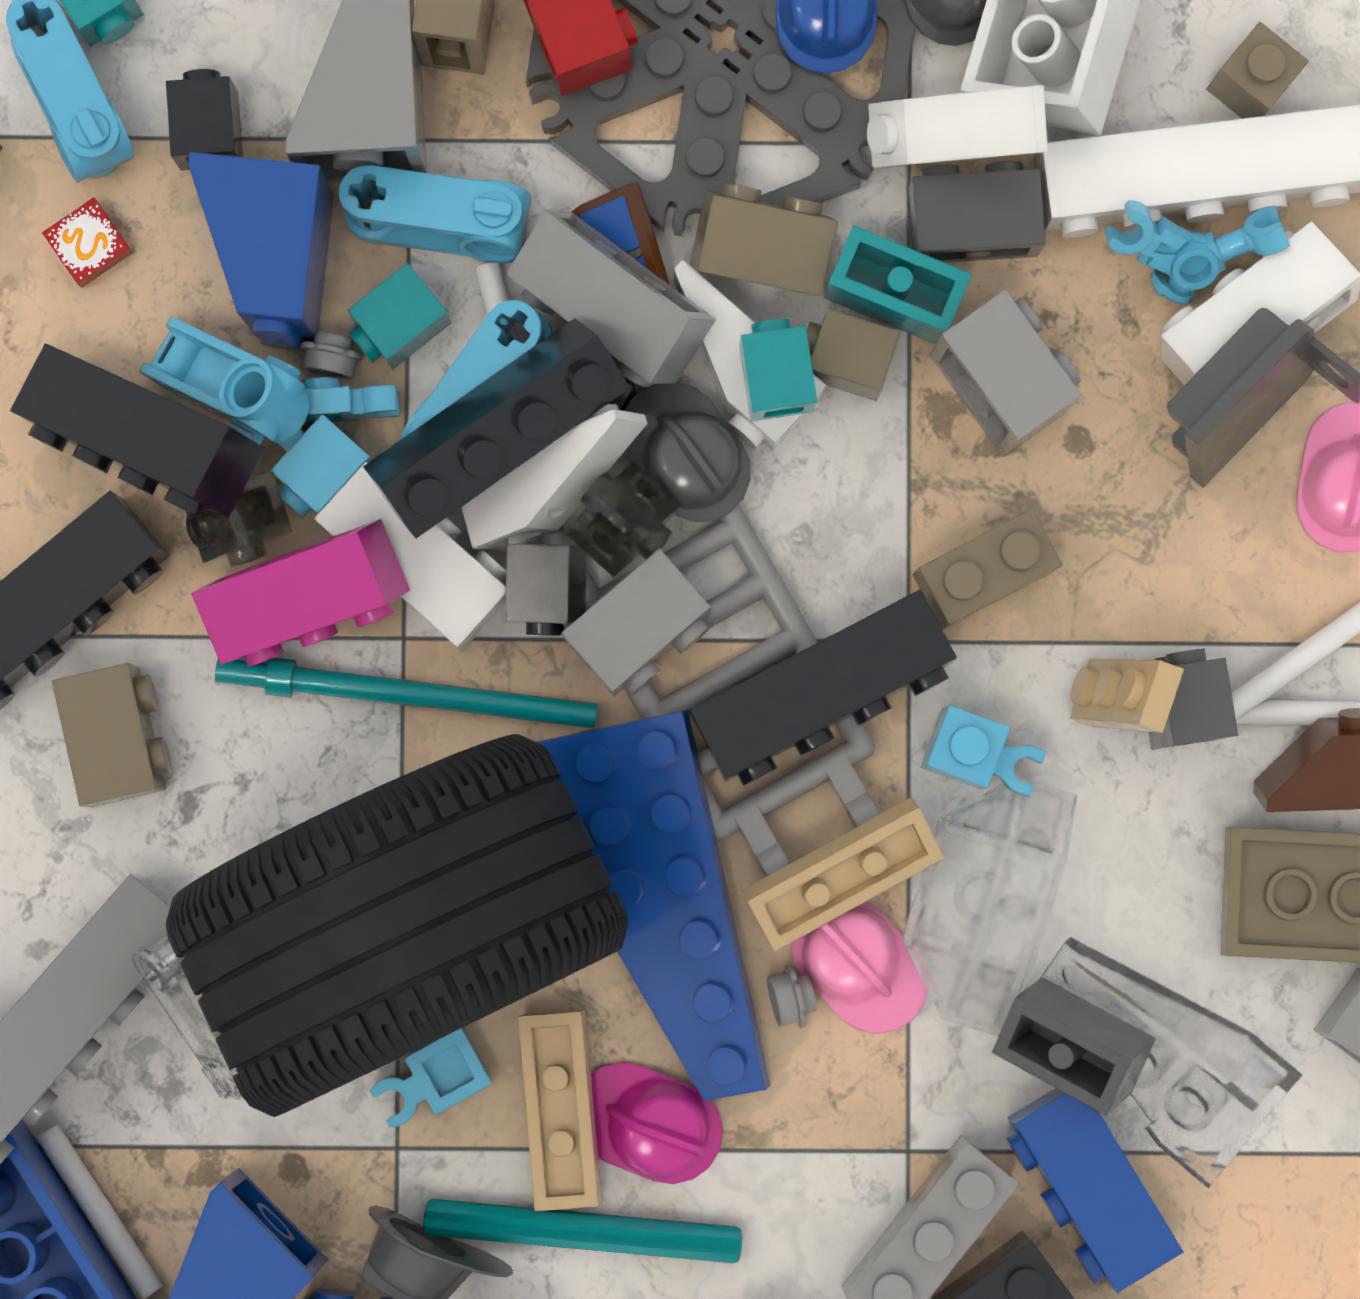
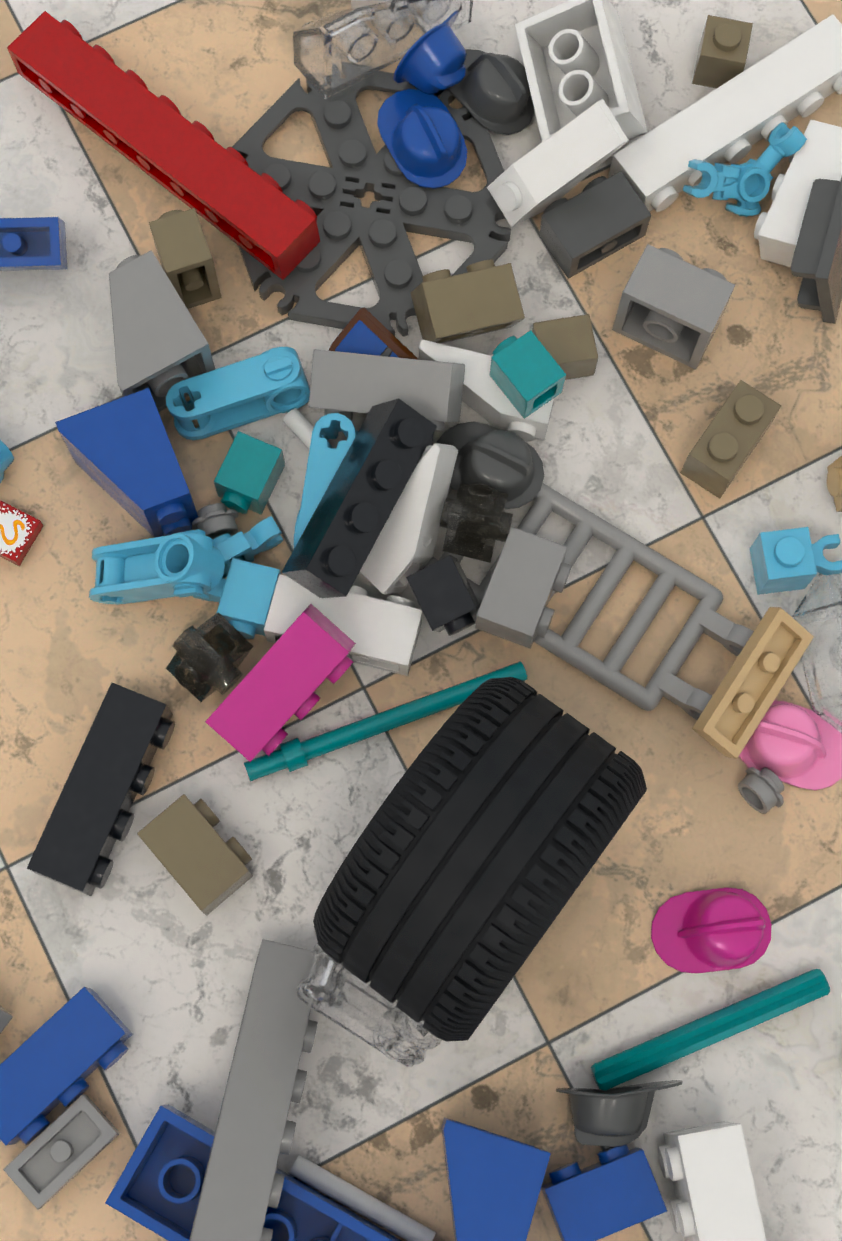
camera: 25 degrees left, 10 degrees down
(137, 430) = (111, 629): black brick -> none
(203, 116) = (42, 404): black brick -> none
(441, 1074) = (554, 970): medium azure plate -> none
(559, 1110) = (649, 951): tan plate -> none
(656, 836) = (681, 798): blue wing -> none
(823, 686) = (669, 565): black brick -> none
(897, 285) = (570, 287): teal brick -> none

